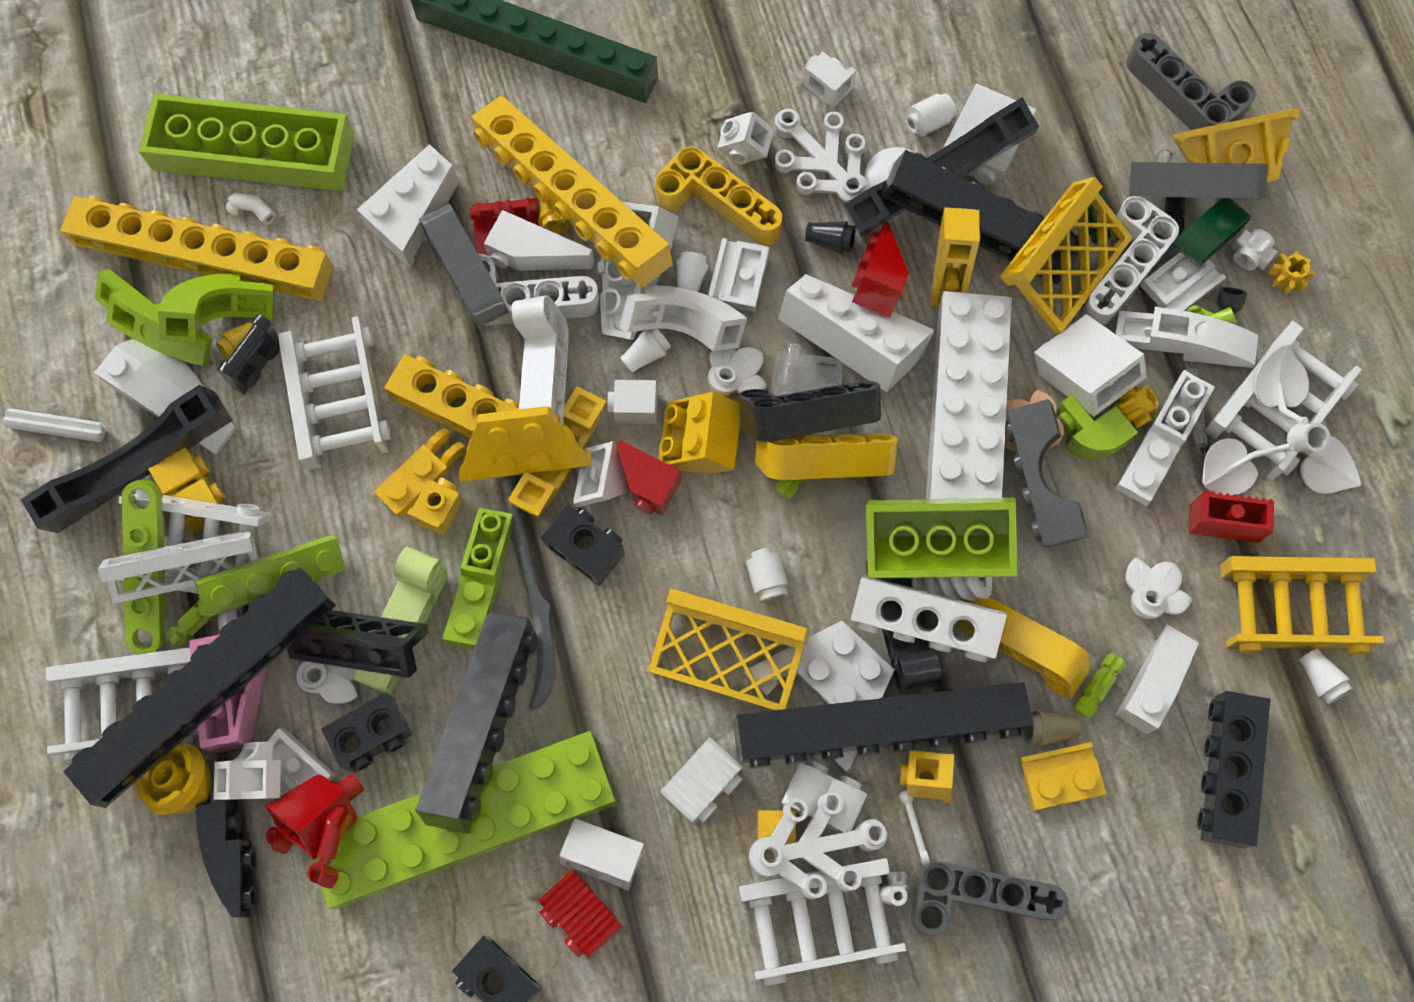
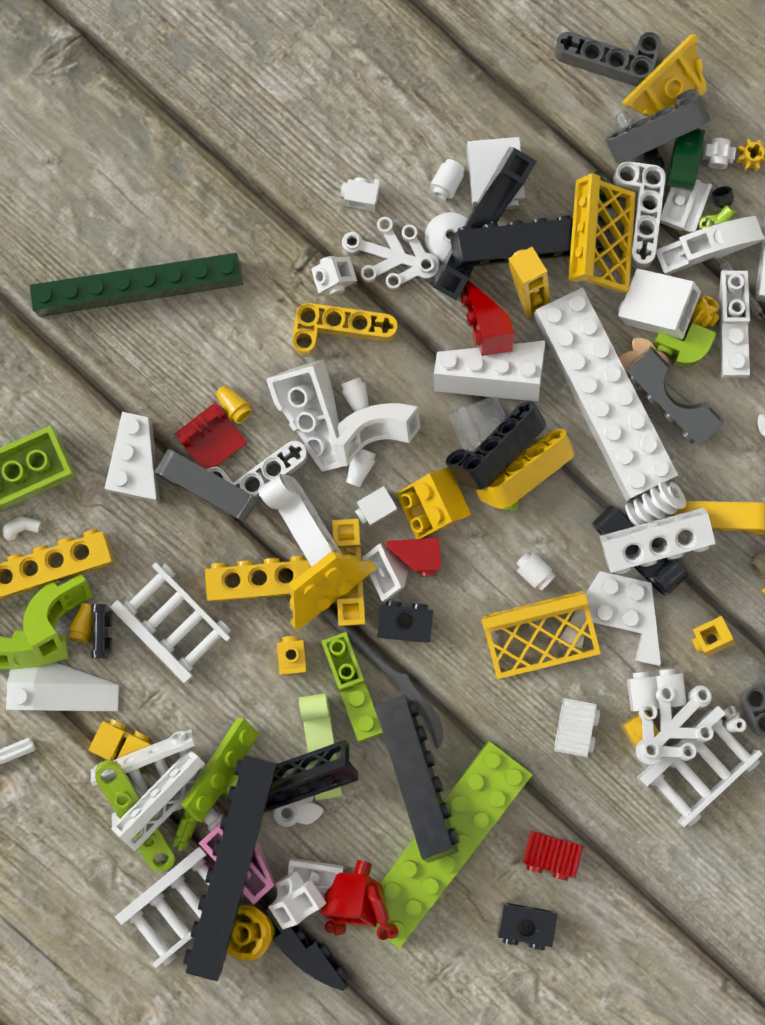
camera: 30 degrees left, 10 degrees up
(82, 491) = (71, 753): black arch -> none
(365, 723) = (341, 825): black brick -> none
(406, 483) = (263, 642): yellow hinge -> none
(530, 247) = (235, 443): white slope -> none
(572, 192) = (157, 360): yellow brick -> none
(601, 854) = (541, 810): white hinge -> none
(737, 366) = (431, 440): white plate -> none
(739, 274) = (388, 375): white plate -> none
(831, 235) = (434, 309): black cone -> none
(881, 723) = (665, 624): black brick -> none
(907, 800) = (708, 660): white hinge -> none
(941, 538) = (637, 485): lime slope -> none

